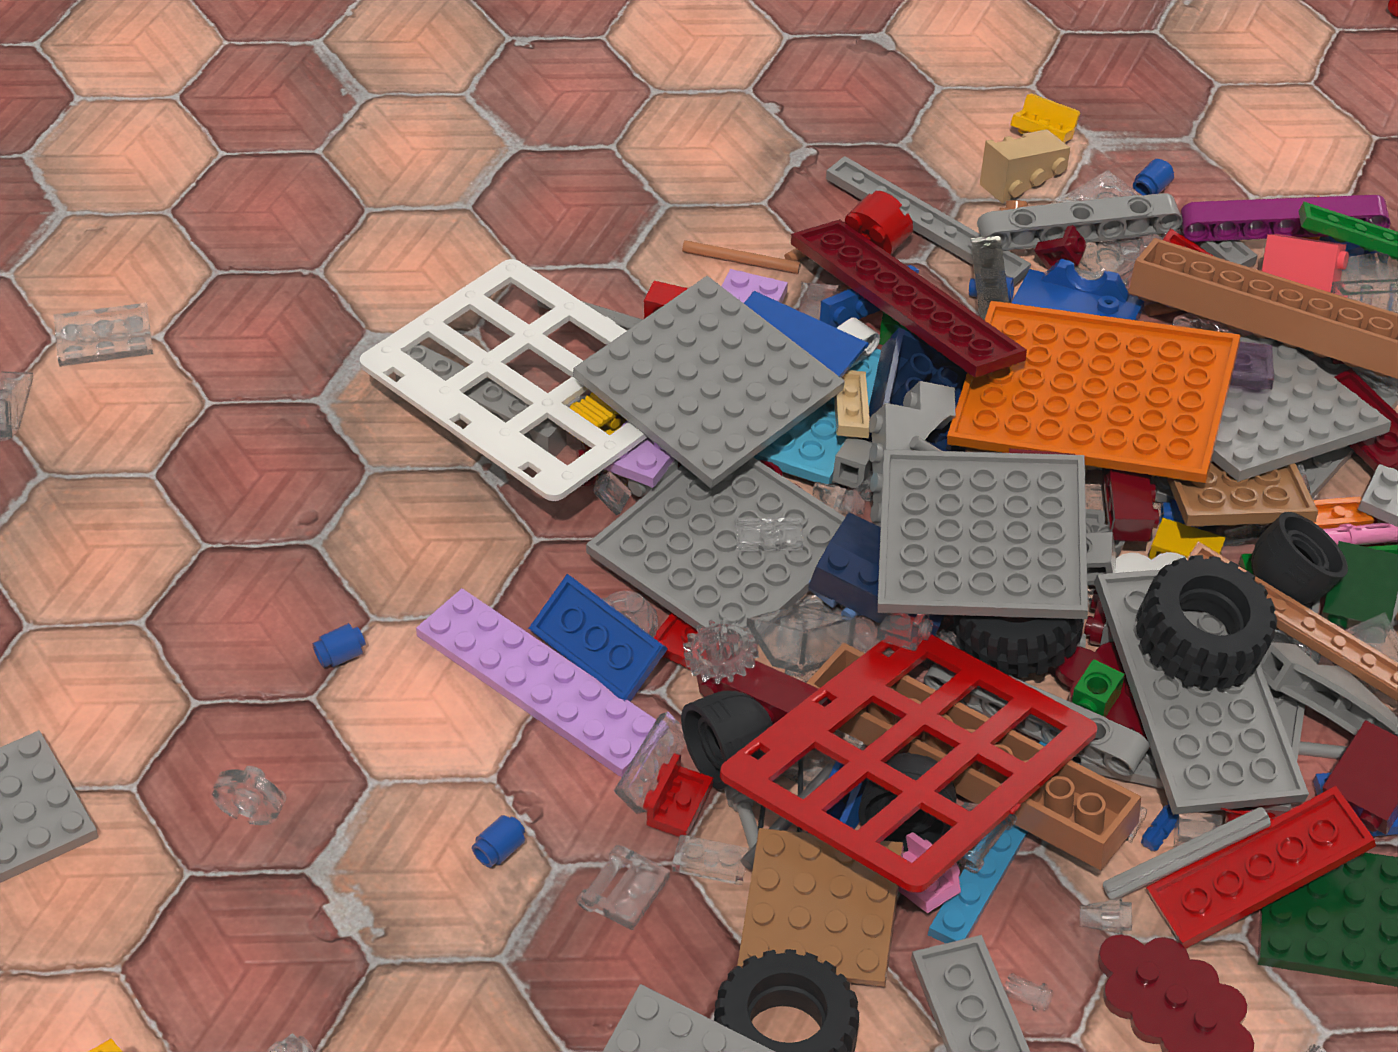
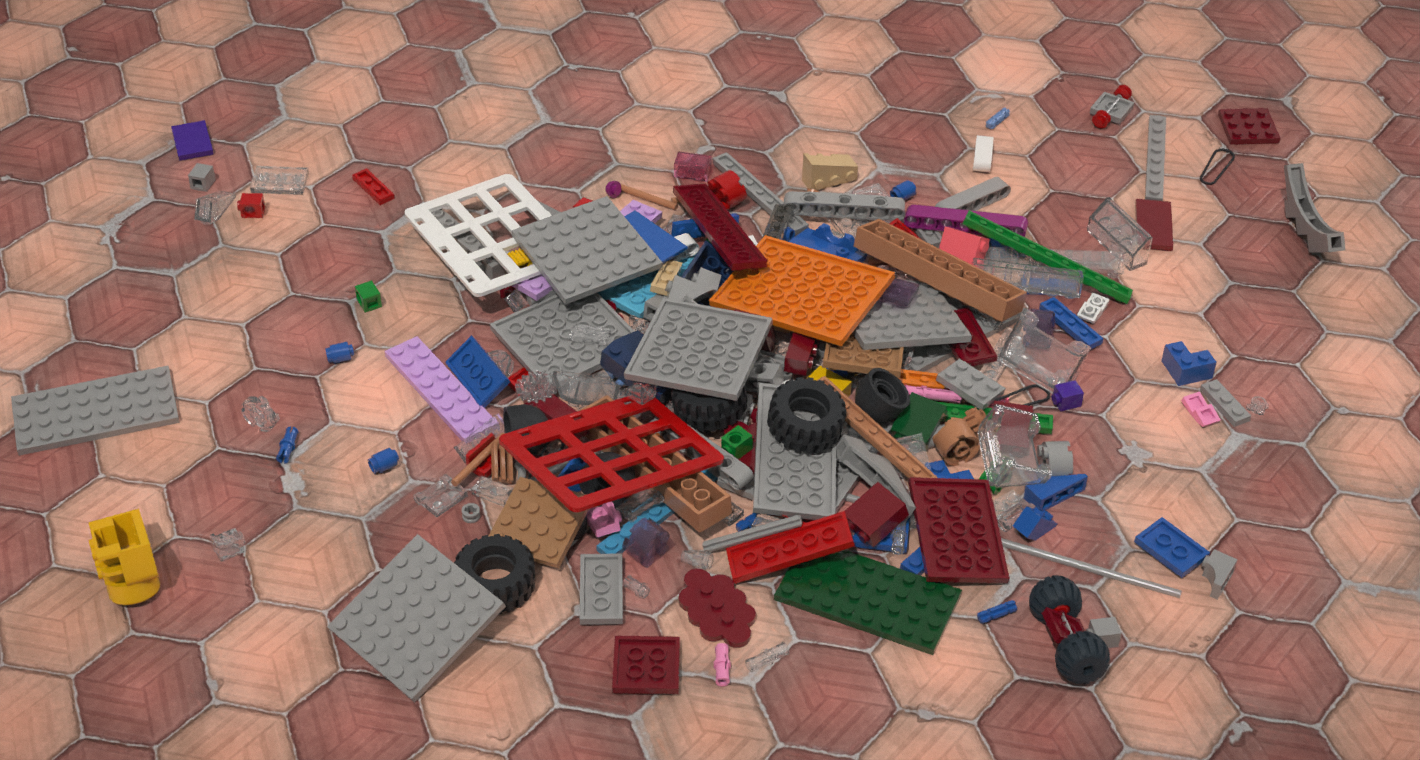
camera: 15 degrees right, 5 degrees down
(72, 391) = (251, 205): none -> red brick
(271, 318) = (373, 186): none -> red tile
(314, 844) = (287, 445): none -> blue pin
(347, 528) = (368, 296): none -> green brick
(668, 806) = (474, 463): none -> nougat bar
(685, 253) = (613, 189): none -> magenta plate
(695, 903) = (470, 518): none -> light grey bush
(715, 804) = (506, 475): none -> nougat tile
(799, 191) = (692, 166): none -> clear pink brick
(1018, 906) = (646, 541): none -> clear purple brick
(1046, 114) = (855, 148): yellow bracket -> none
(1068, 248) = (832, 218): dark red bracket -> none
(1242, 26) = (997, 118): none -> medium blue axle
(1249, 91) = (983, 153): none -> white beam
(1272, 168) = (978, 196): none -> light grey beam

